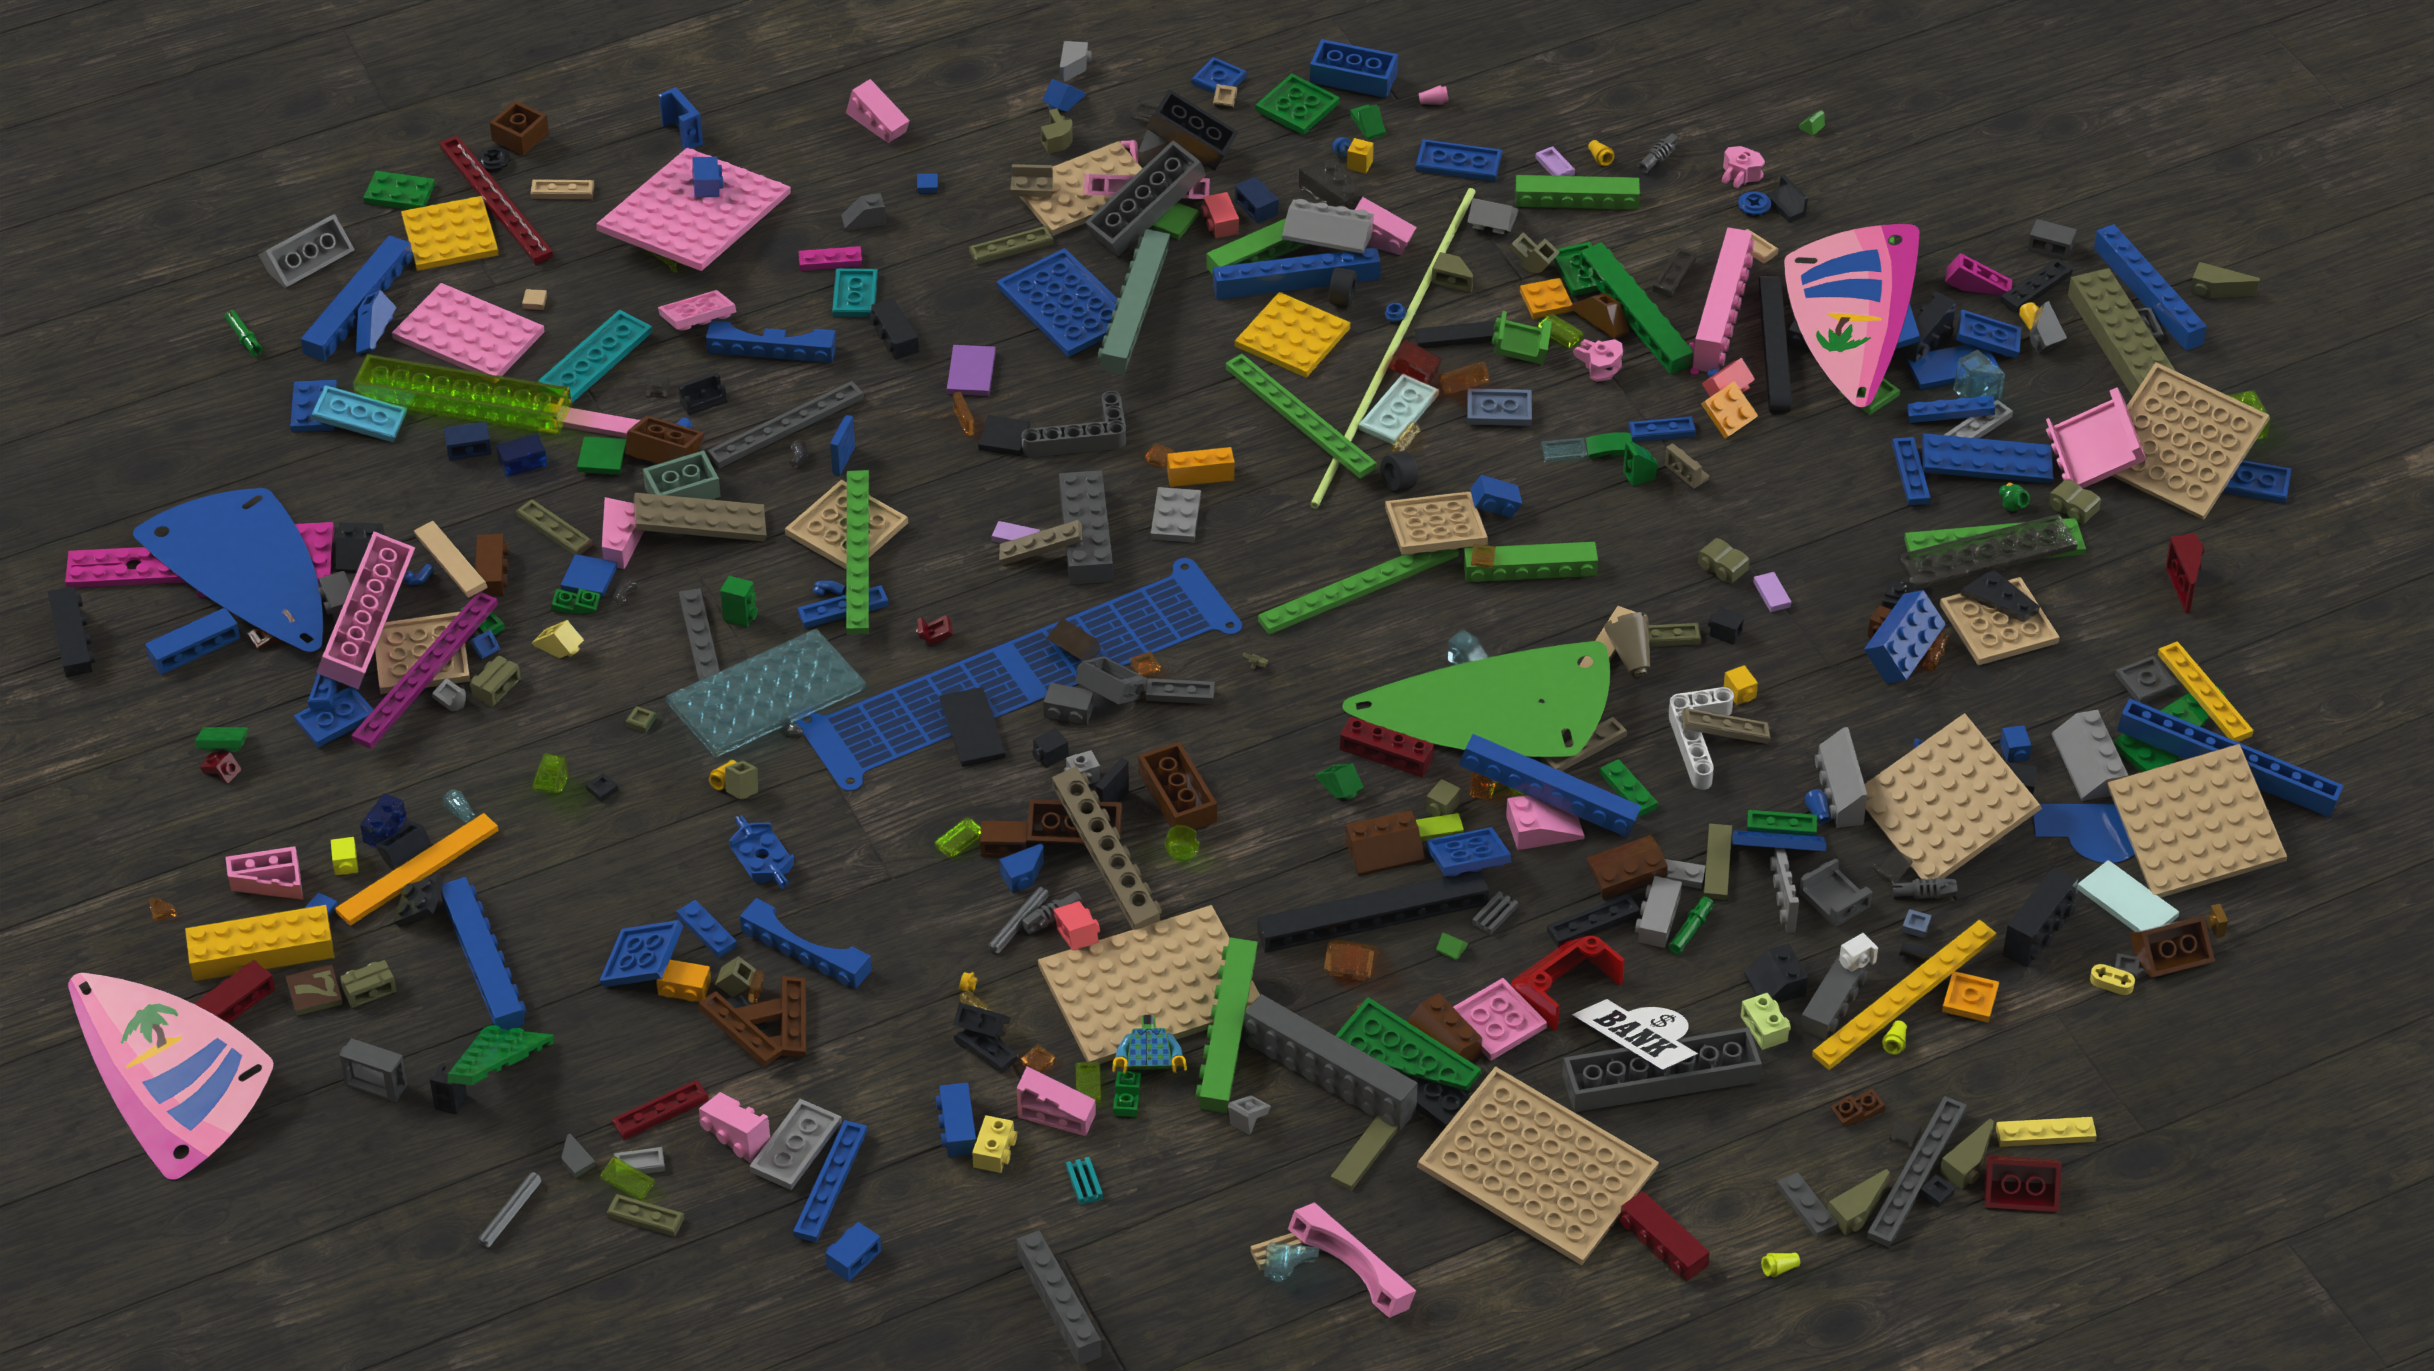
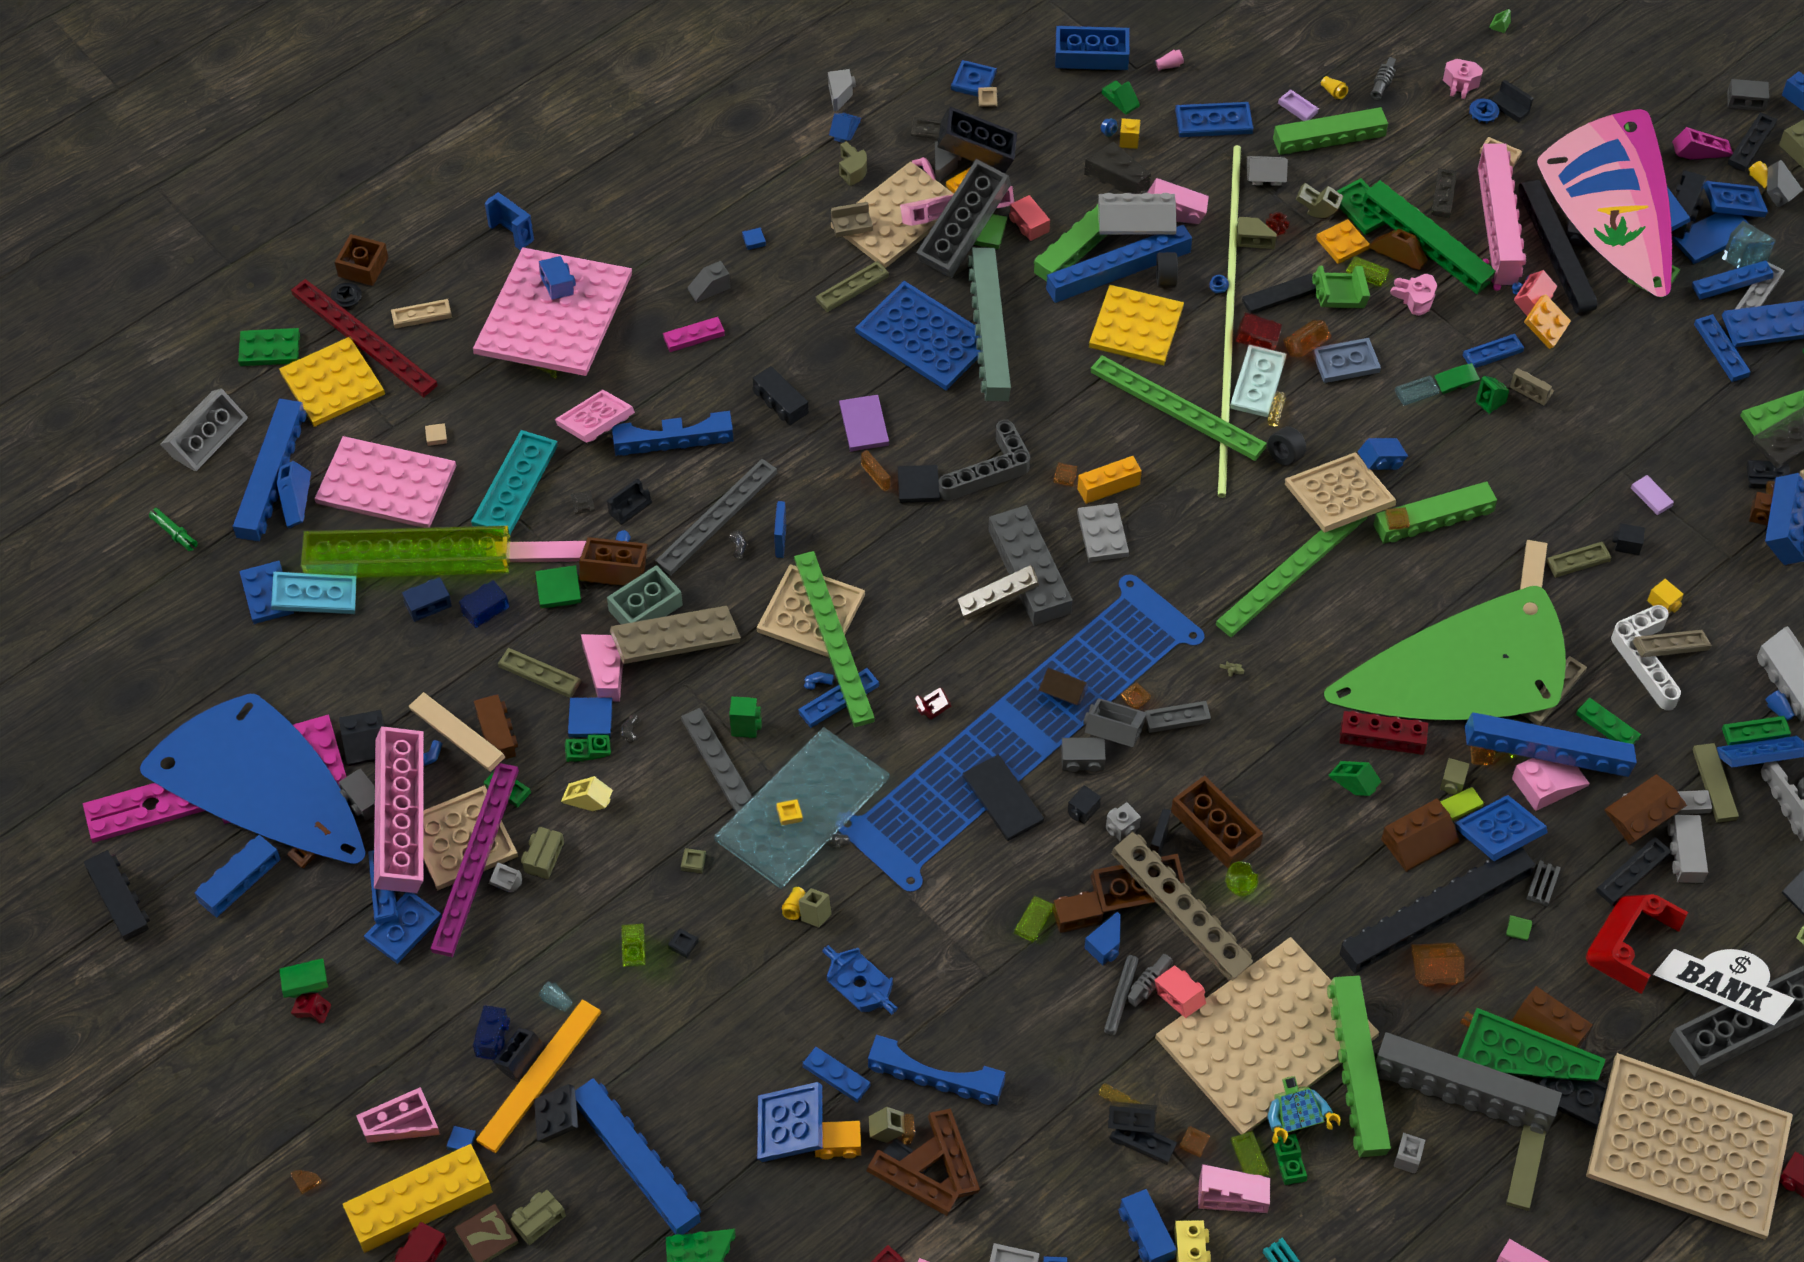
camera: 15 degrees left, 10 degrees up
(344, 856) = (466, 1080): neon yellow brick -> none
(485, 644) = (519, 815): blue tile -> none
(746, 689) = (789, 812): none -> yellow plate
(854, 292) = (729, 364): teal tile -> none
(876, 112) = (685, 177): bright pink wedge -> none
(968, 982) = (1100, 1075): yellow plate -> none
(1006, 532) = (962, 585): lavender tile -> none
(1256, 200) = (1055, 196): dark blue brick -> none
(1297, 104) = (1054, 92): green plate -> none
(1465, 648) = (1416, 617): clear light blue arch -> none
(1481, 267) = (1278, 222): none -> clear red gear
(1500, 1018) = (1593, 994): bright pink plate -> none
(1631, 641) = (1559, 578): dark tan cone -> none
(1695, 919) = (1721, 847): green pin -> none
(1723, 560) = (1600, 473): olive brick -> none

